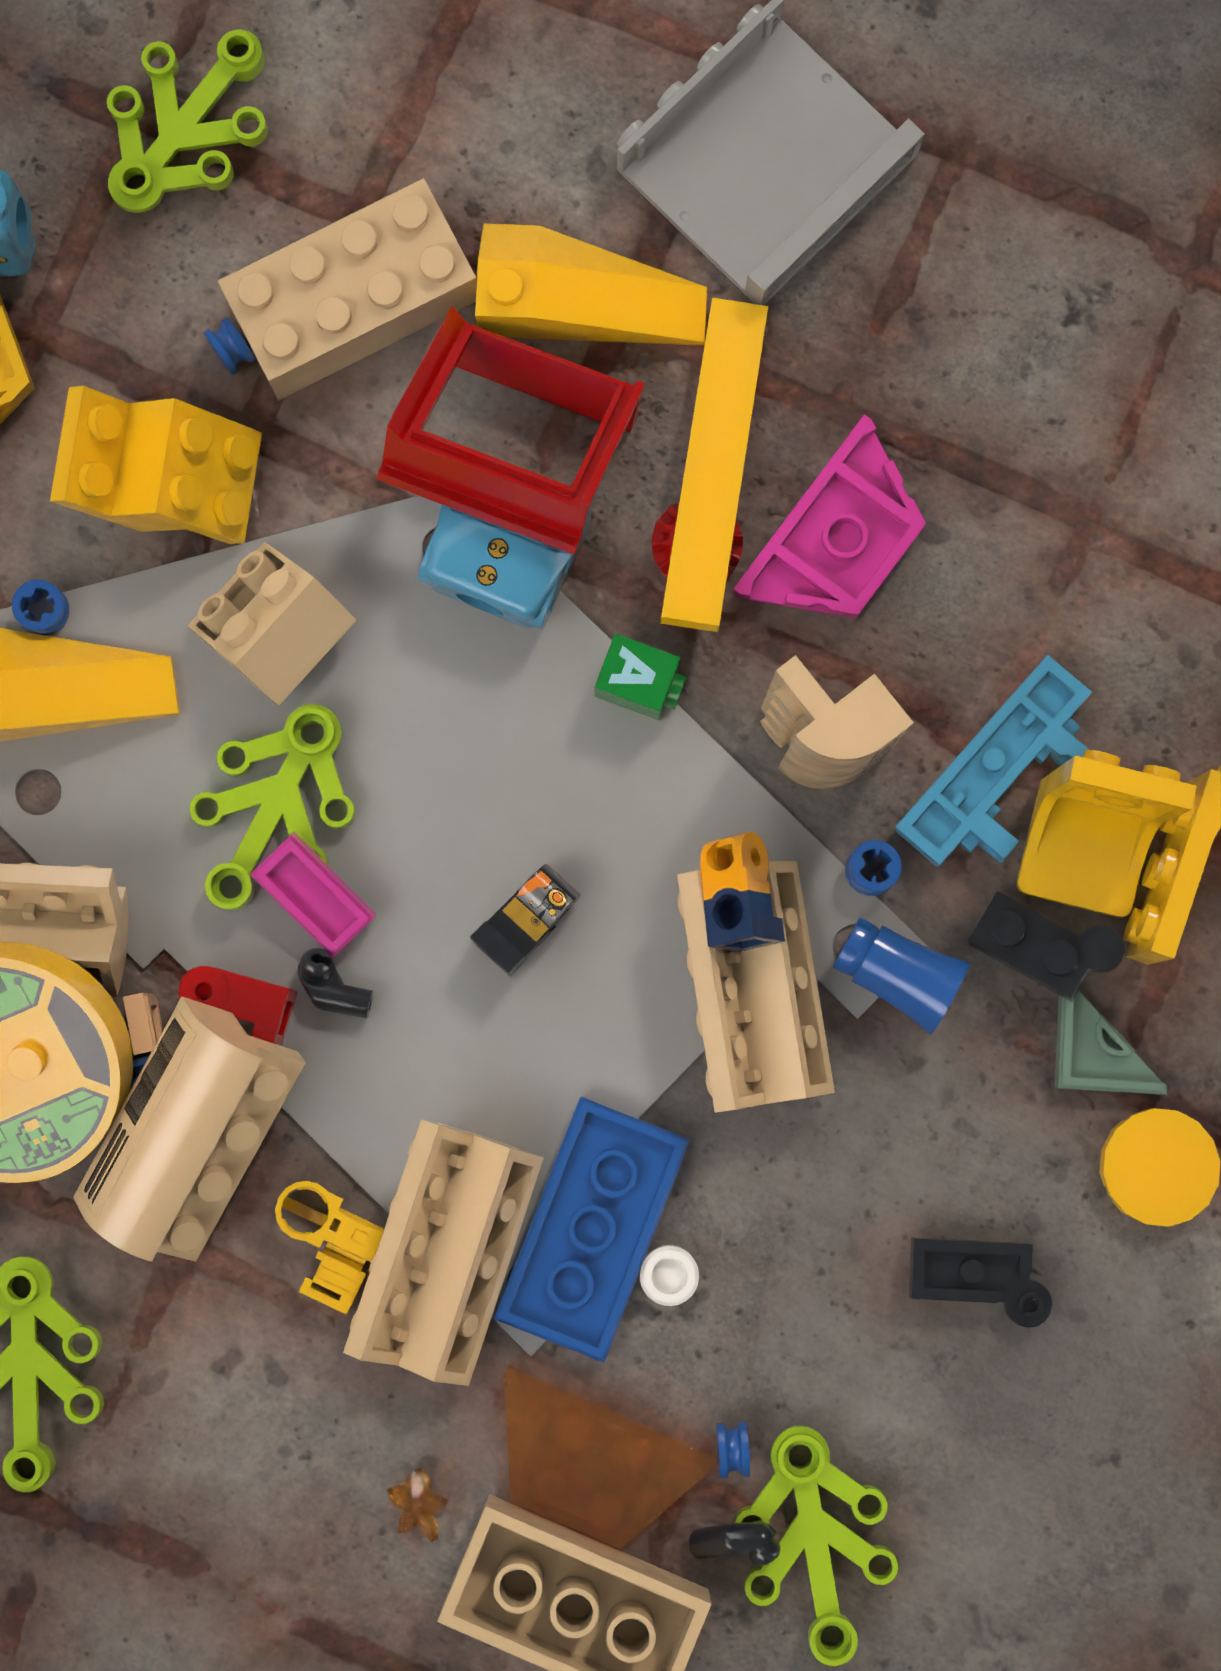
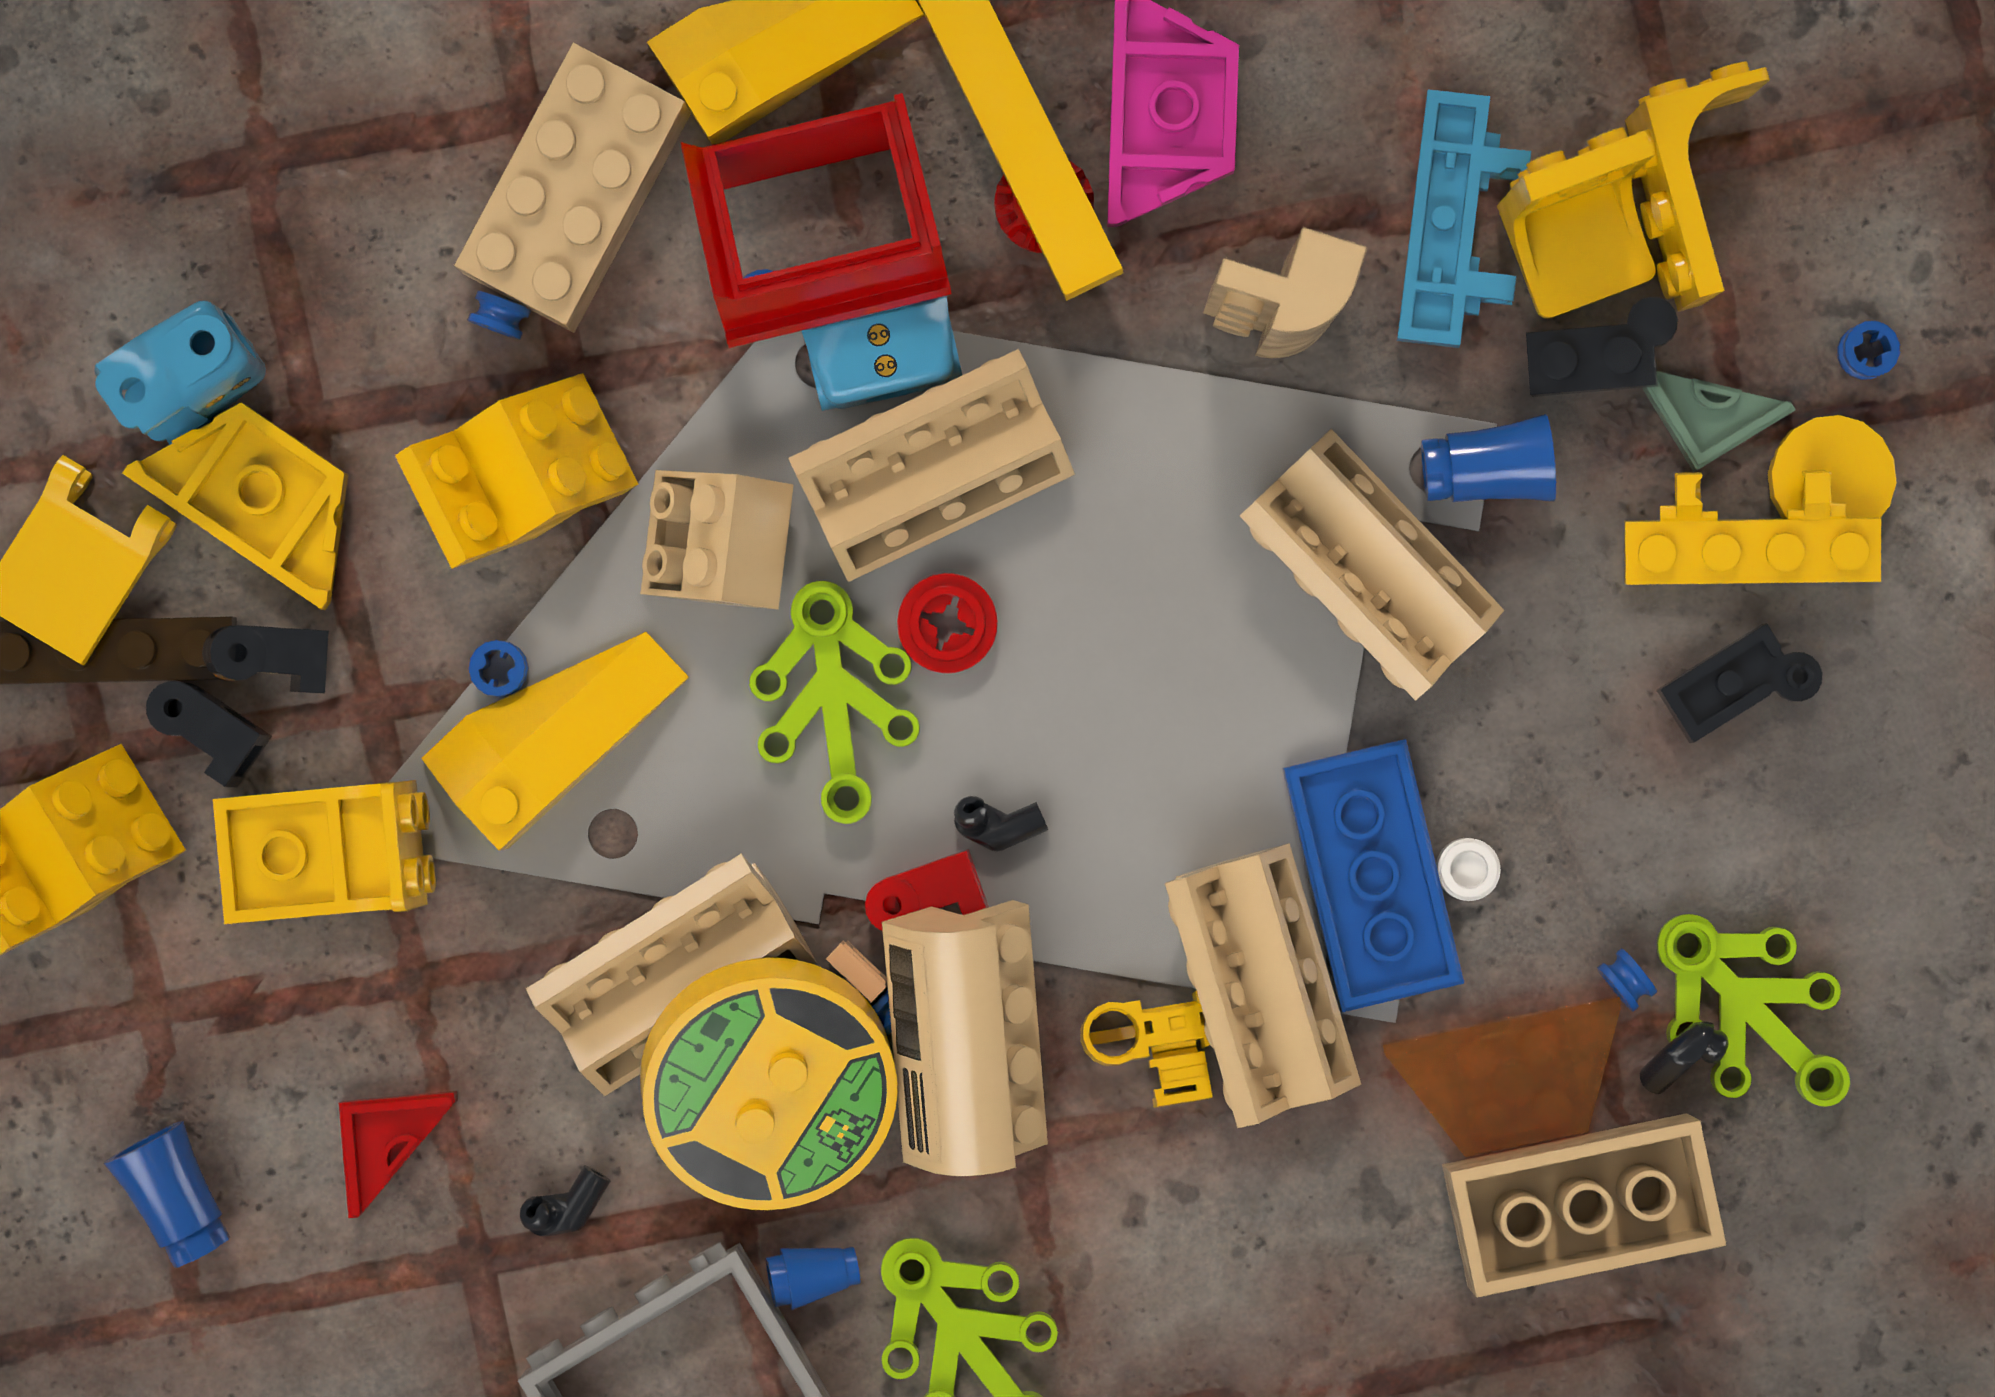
camera: 35 degrees left, 5 degrees up
(182, 127) = (310, 144): lime plant -> none
(313, 894) = (925, 754): dark pink tile -> none
(407, 780) = (934, 595): none -> red gear
(417, 1504) = (1386, 1215): clear orange plant -> none
(470, 676) = (932, 465): none -> tan brick
(525, 919) = (1128, 646): black leg -> none
(639, 677) = (1080, 361): green brick -> none
(738, 894) = (1304, 495): leg -> none
(889, 873) = (1419, 381): blue bush -> none
(1103, 1206) = (1804, 548): none -> yellow hinge

